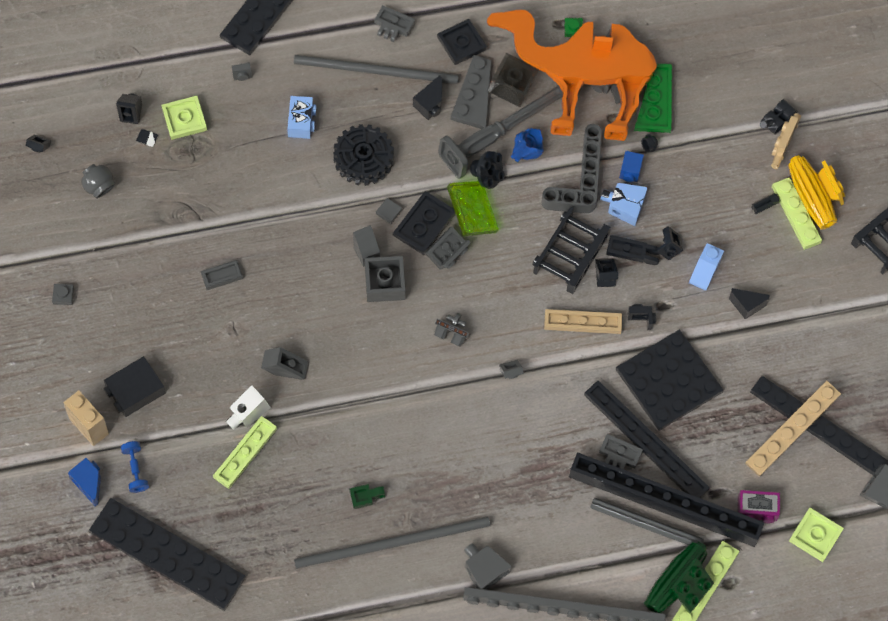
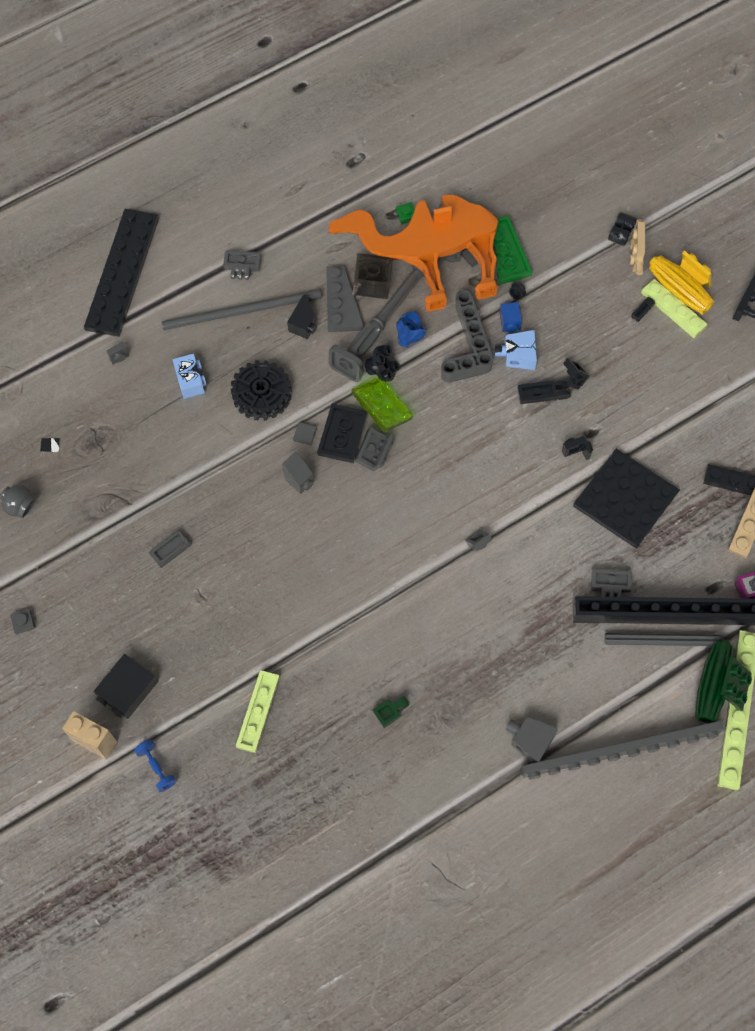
camera: 15 degrees left, 0 degrees up
(87, 479) = (113, 795): blue slope -> none
(129, 108) = (23, 423): black slope -> none
(167, 554) = (219, 840): black plate -> none
(184, 117) = (78, 414): yellowish green plate -> none
(247, 408) = (245, 660): white torso -> none
(284, 363) = (262, 611): dark grey slope -> none
(384, 279) = (327, 497): dark grey brick -> none
(392, 542) = (432, 748): dark grey piece -> none
(459, 334) = (417, 524): dark grey hips -> none
(461, 41) = (310, 258): black plate -> none
(581, 265) = (503, 404): black fence -> none
(583, 321) = (525, 472): tan plate -> none
(606, 272) = (528, 420): black slope -> none
(646, 440) = (630, 561): black plate -> none
(706, 266) = (616, 383): light blue slope -> none
(748, 302) = (666, 401): black slope -> none

